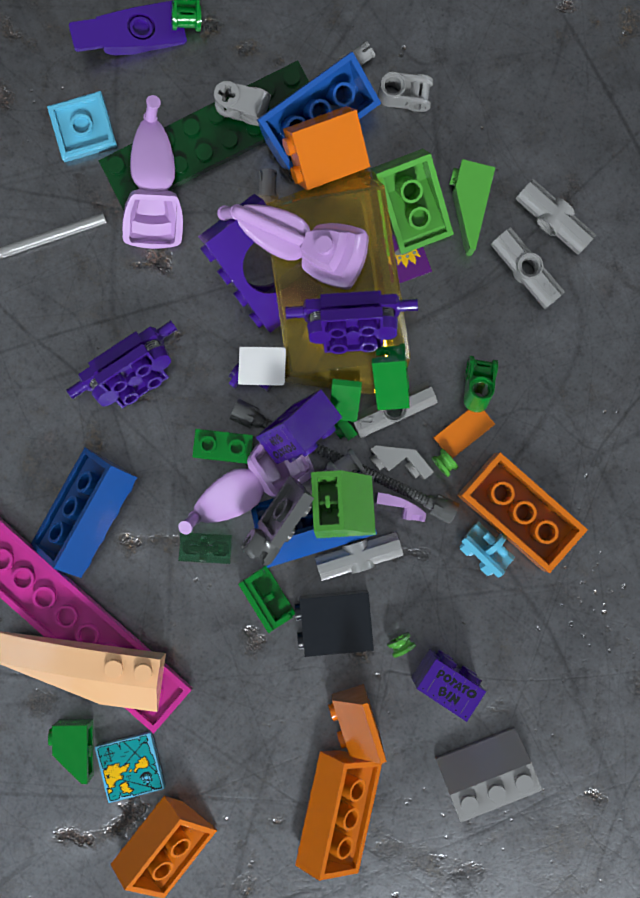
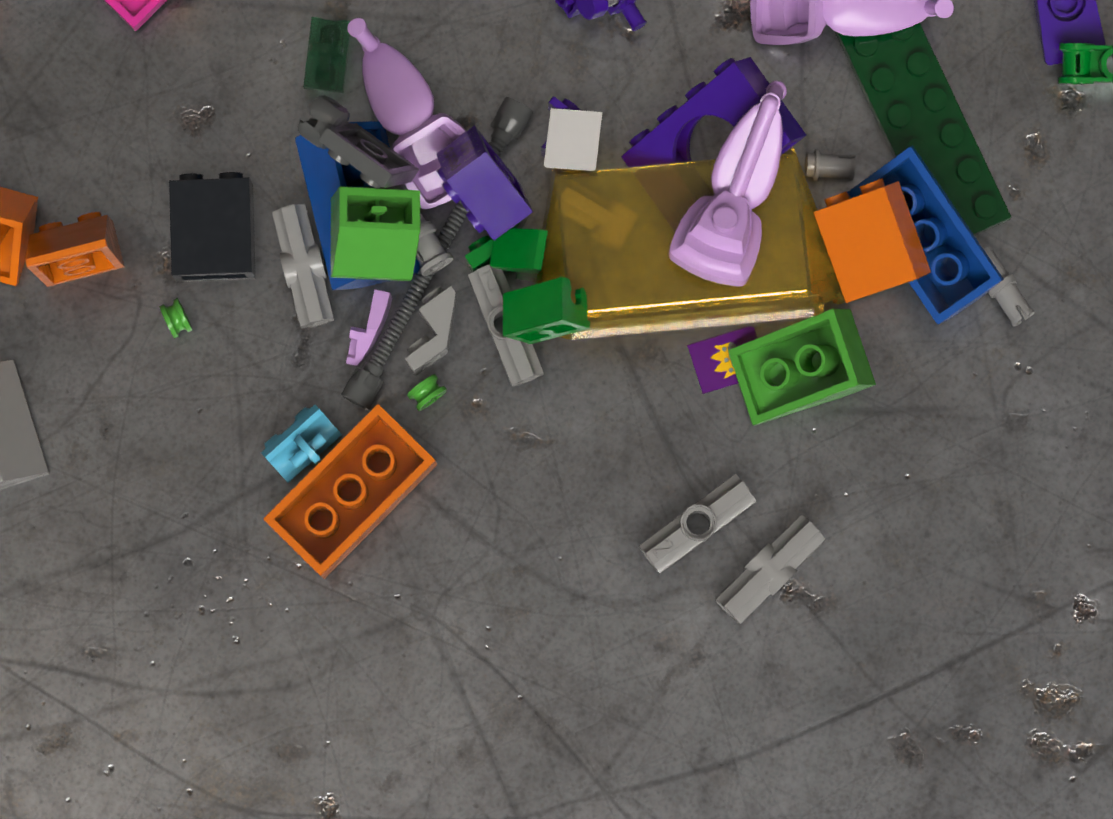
camera: 95 degrees right, 5 degrees down
(222, 446) = (467, 83): green brick -> none
(245, 102) = (944, 138): light grey piece -> none
(267, 598) = (252, 136): green hinge -> none
(352, 319) = (624, 256): dark purple piece -> none
(408, 91) = (960, 369): light grey piece -> none
(448, 685) = (119, 374): dark purple brick -> none
(463, 432) = (471, 423): orange tile -> none
(470, 197) = (804, 449): bright green slope -> none
(481, 379) = (543, 446): green piece -> none

